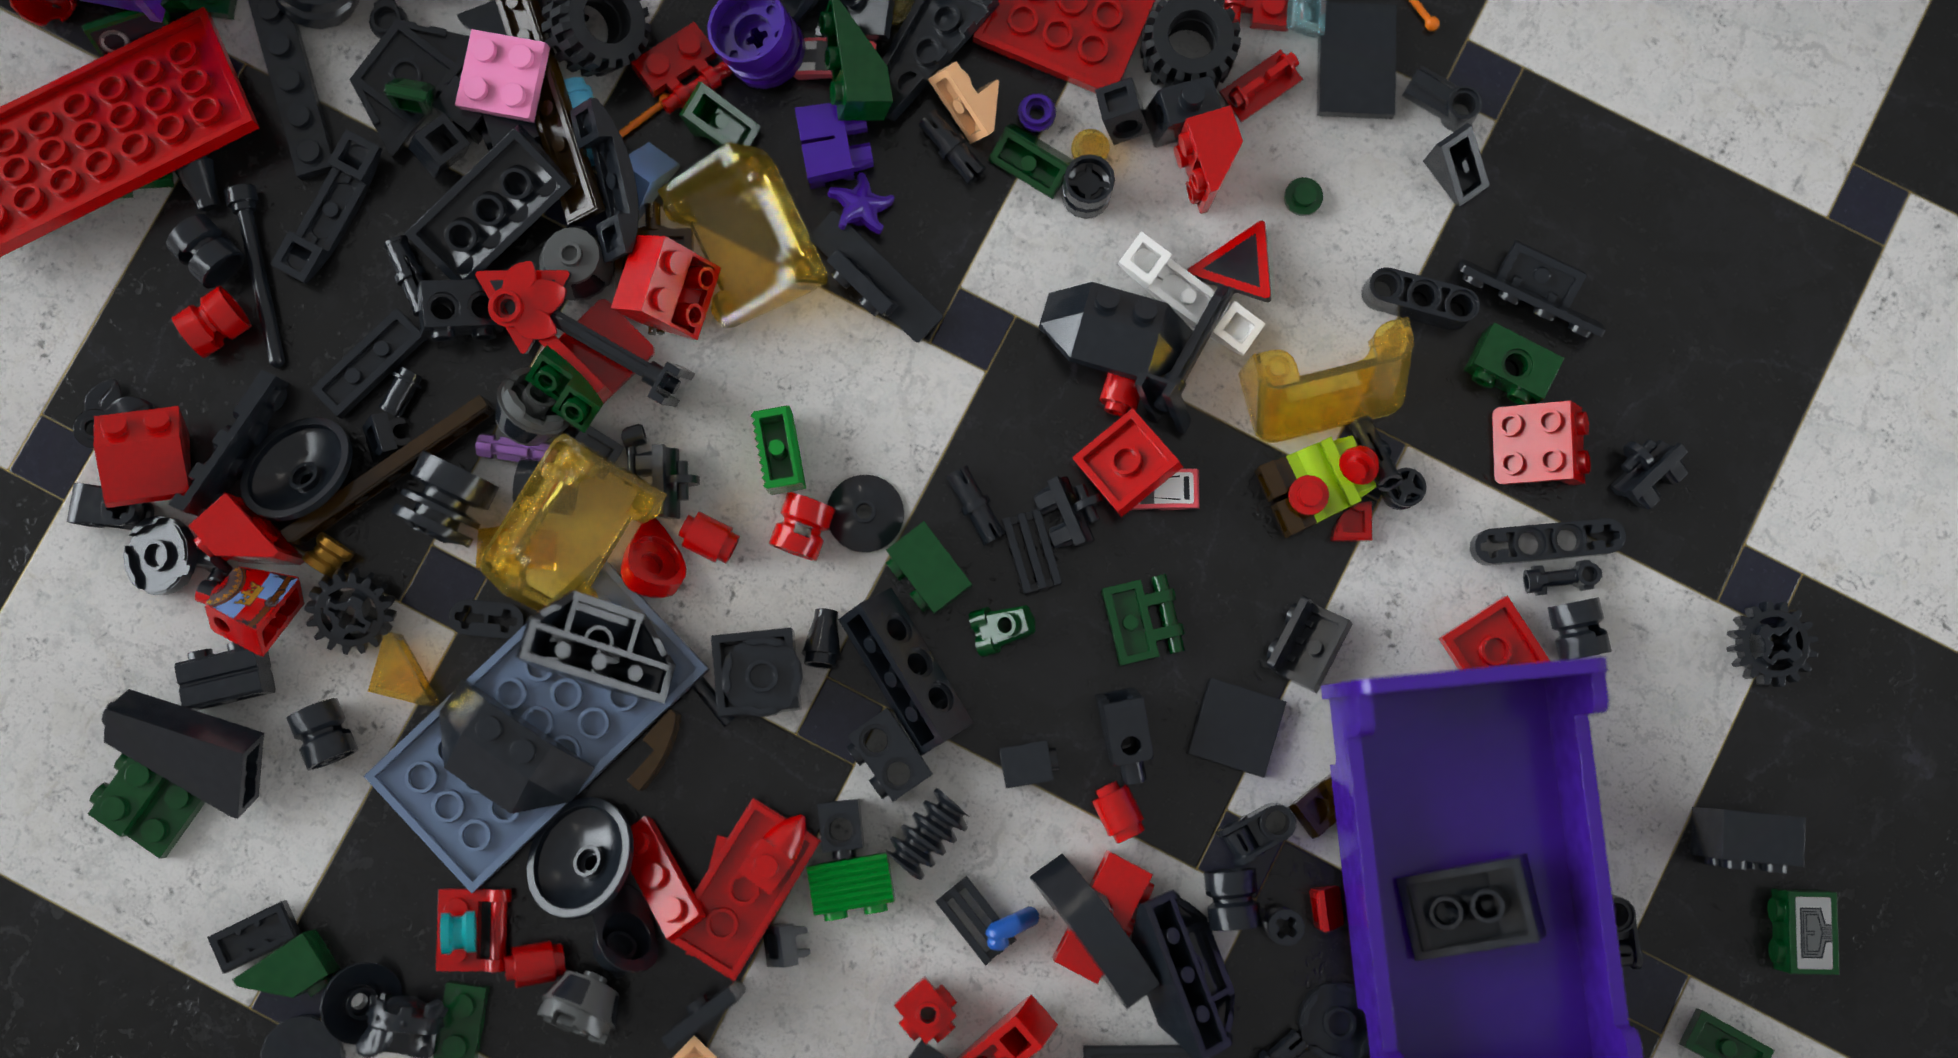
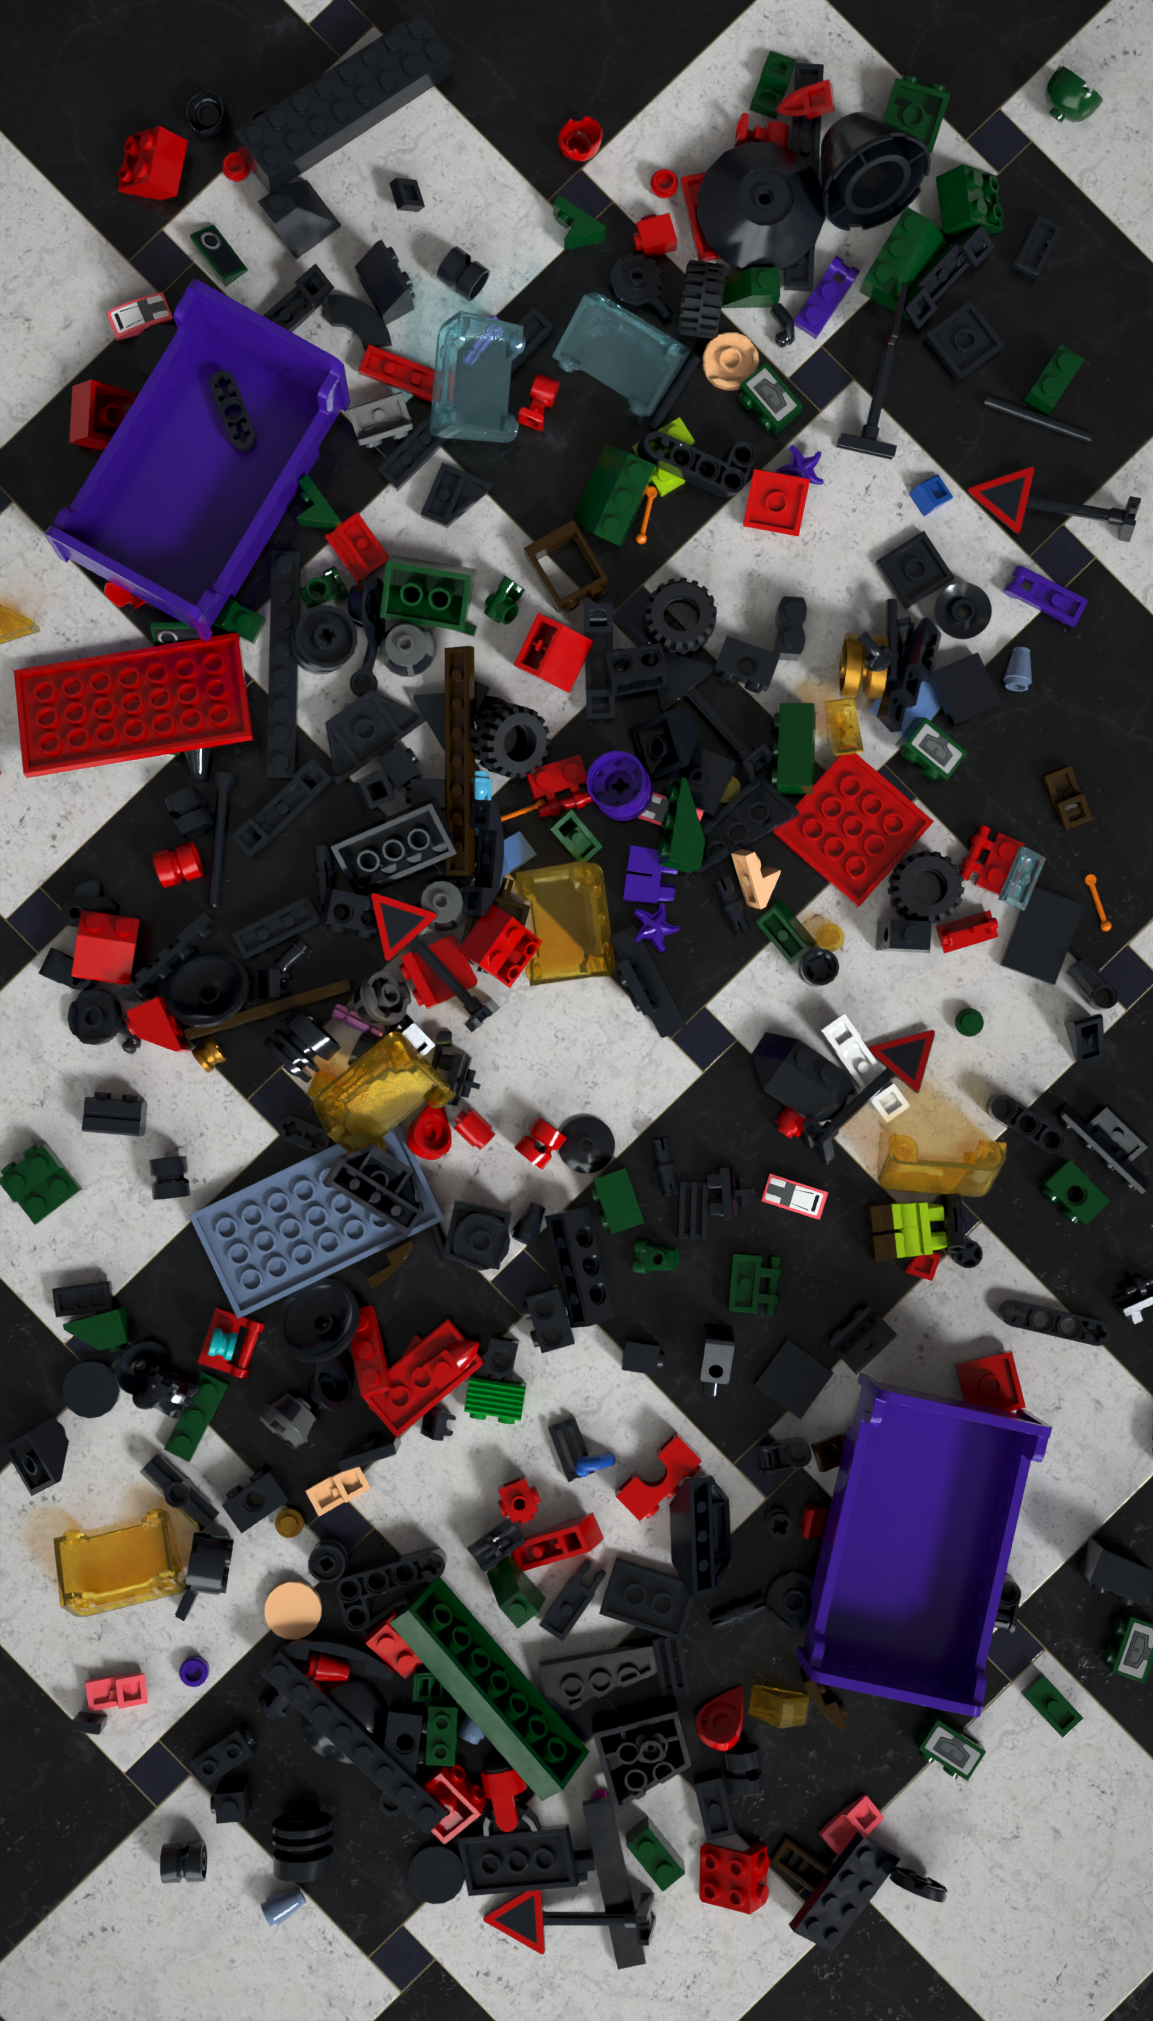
camera: 25 degrees right, 5 degrees up
(189, 748) = (77, 1158): black slope -> none
(251, 606) = (147, 1074): torso -> none
(334, 602) = (213, 1096): black gear -> none
(399, 673) = (234, 1154): clear yellow slope -> none
(411, 95) = (366, 749): dark green slope -> none
(502, 75) = (433, 758): bright pink plate -> none
(506, 754) = (290, 1233): black wedge -> none
(532, 299) = (405, 930): red plate -> none
(535, 963) = (266, 1380): red brick -> none
(573, 394) = (413, 1002): dark green slope -> none
(778, 450) = (541, 1085): green brick -> none
(928, 834) = (558, 1382): black piece -> none
(1040, 102) = (807, 893): dark purple plate -> none
(1096, 930) = (650, 1484): black slope -> none
(1118, 811) = (693, 1409): red brick -> none
(1122, 111) = (860, 921): black brick -> none
(1127, 462) = (779, 1173): red plate -> none
(1207, 153) = (912, 974): red slope -> none
(1232, 899) = (750, 1494): black wheel -> none
(1308, 495) = (896, 1239): red plate -> none
(1359, 464) = (939, 1230): red plate -> none
(1471, 907) = (909, 1557): black slope -> none
(1540, 443) = (1073, 1253): bracket -> none
(1579, 629) = (1053, 1391): black wheel -> none
(1581, 576) = (1069, 1353): black bar -> none

